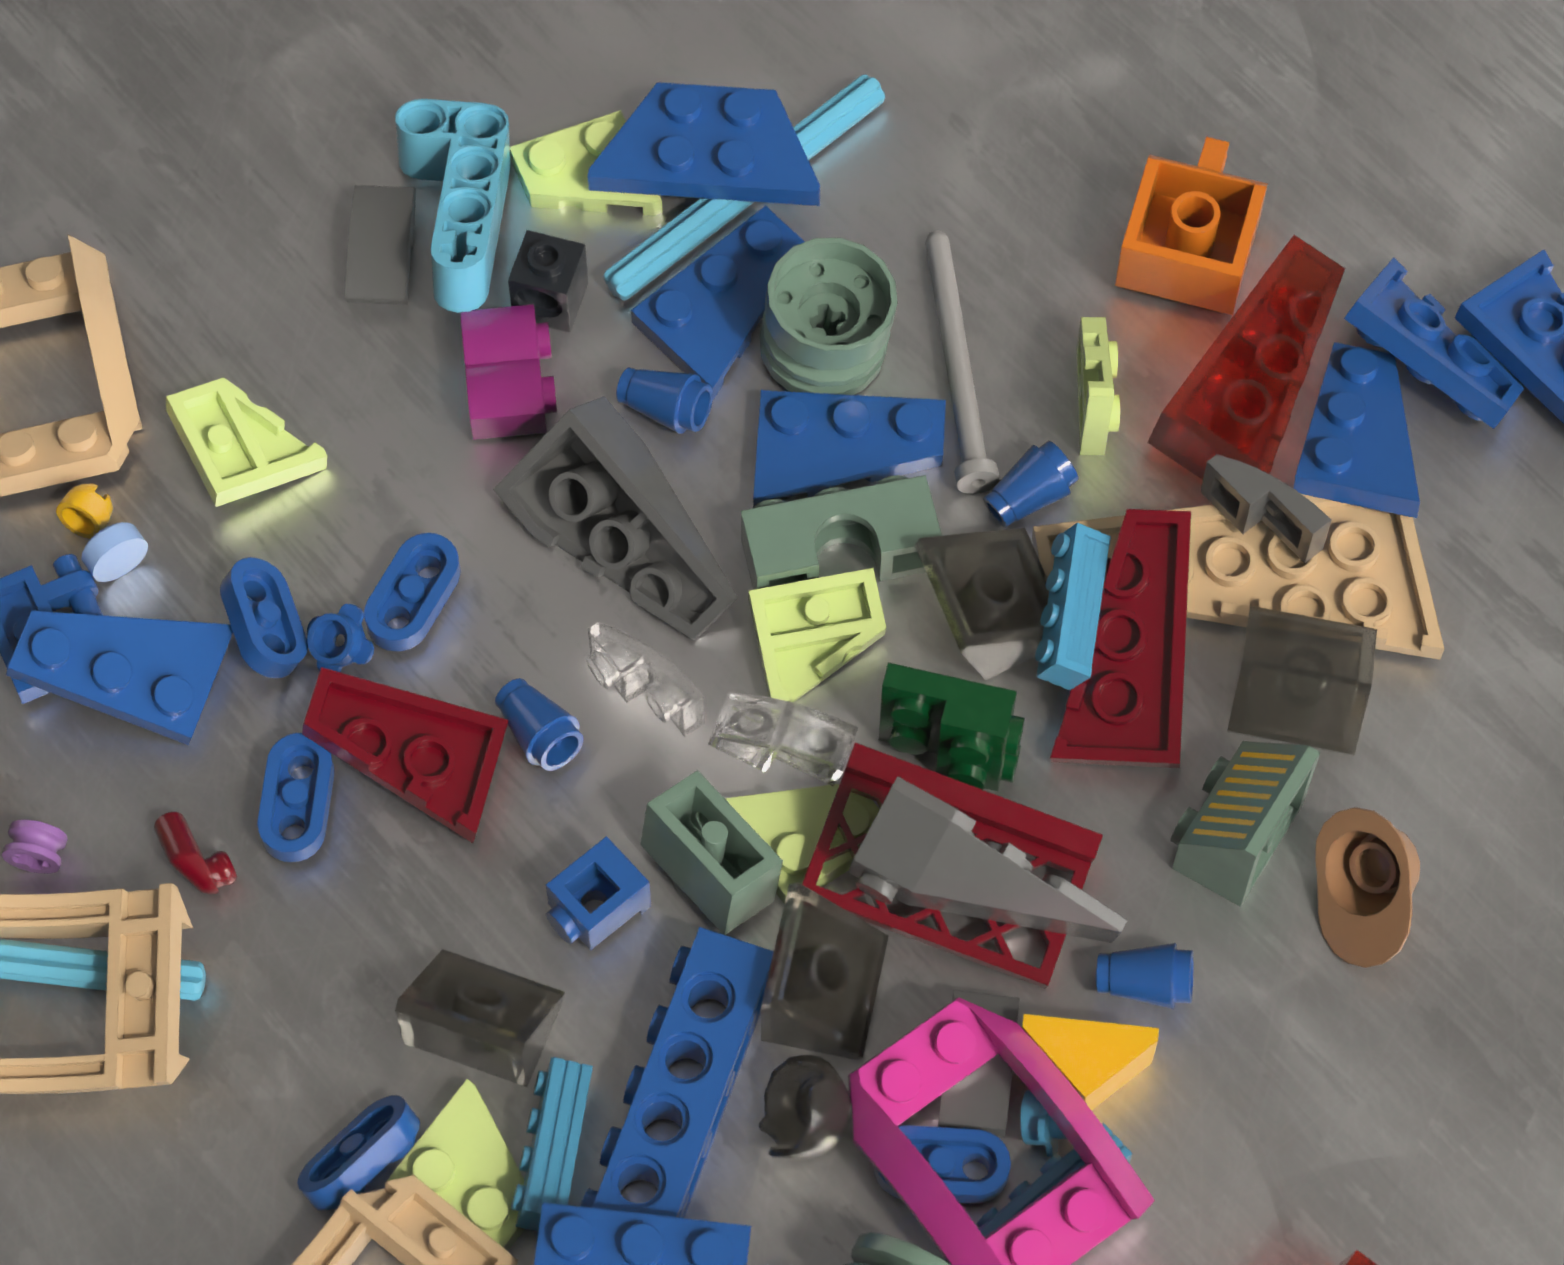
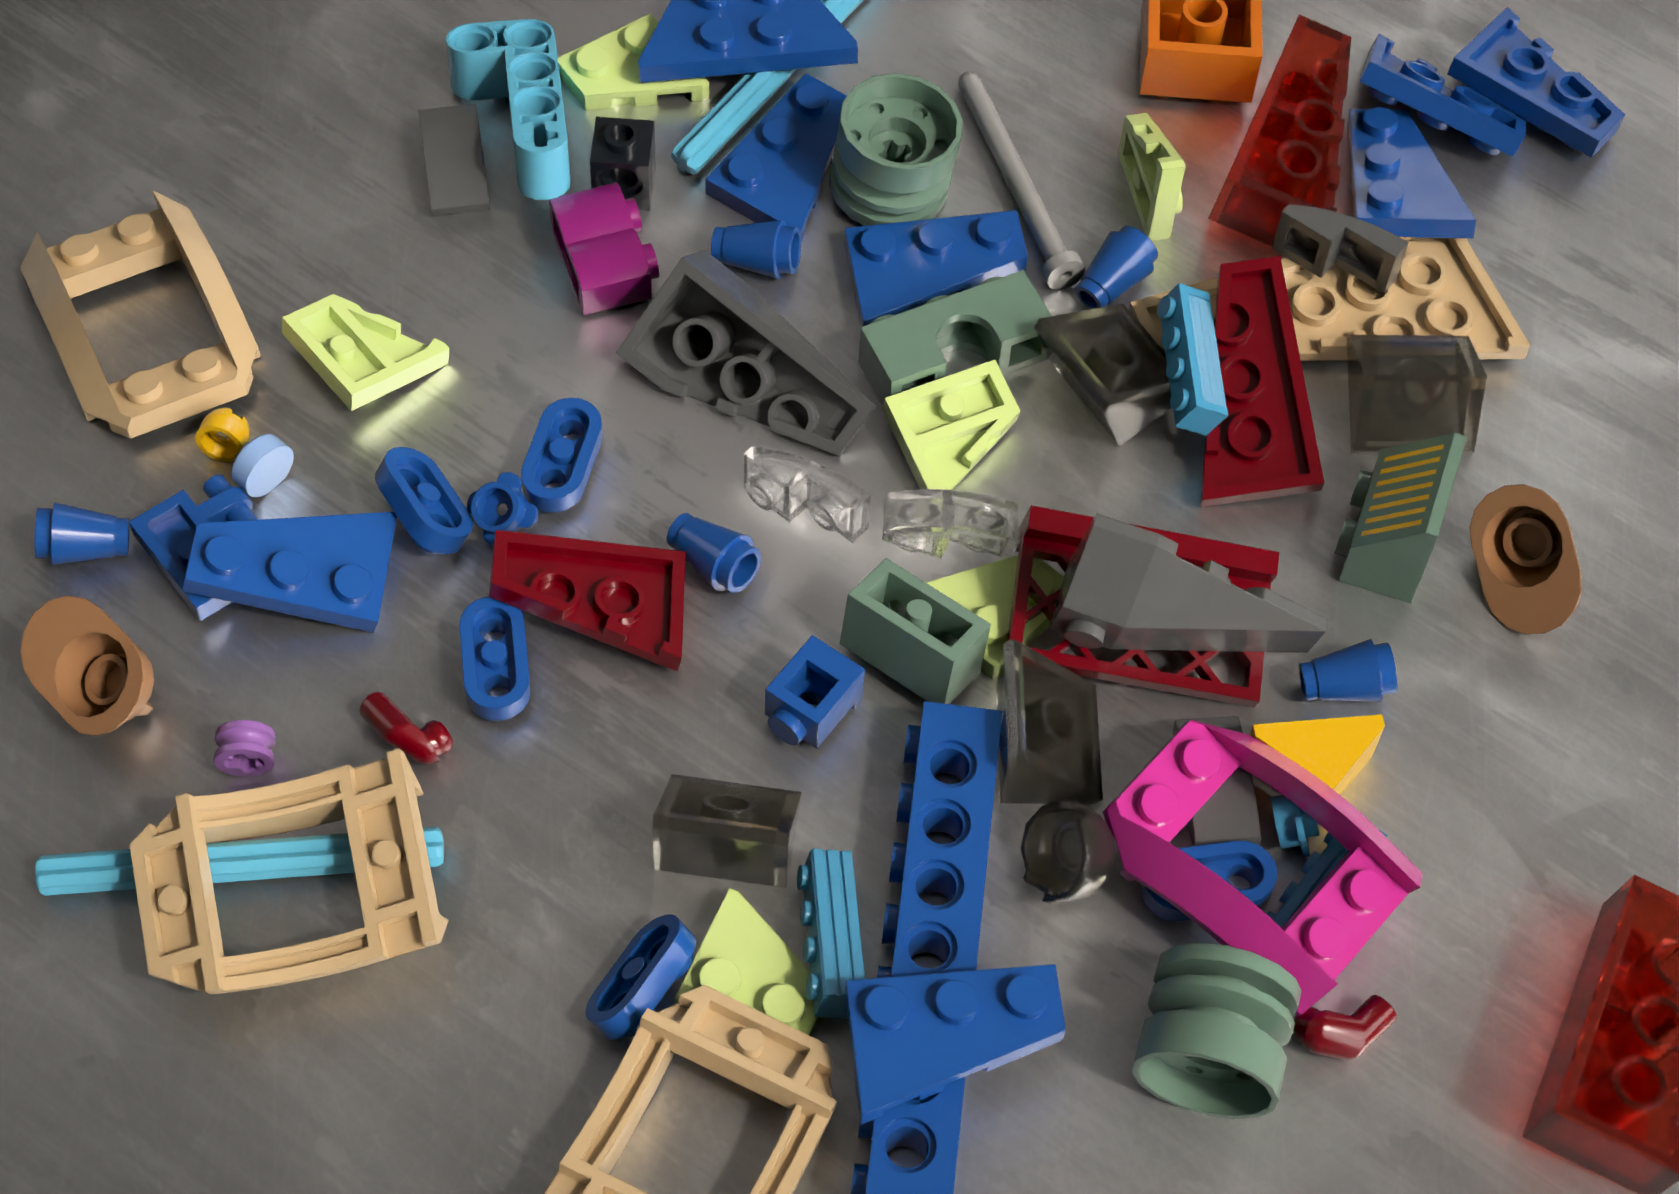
camera: 15 degrees left, 5 degrees down
(956, 718) = (1112, 473): dark green plate -> none

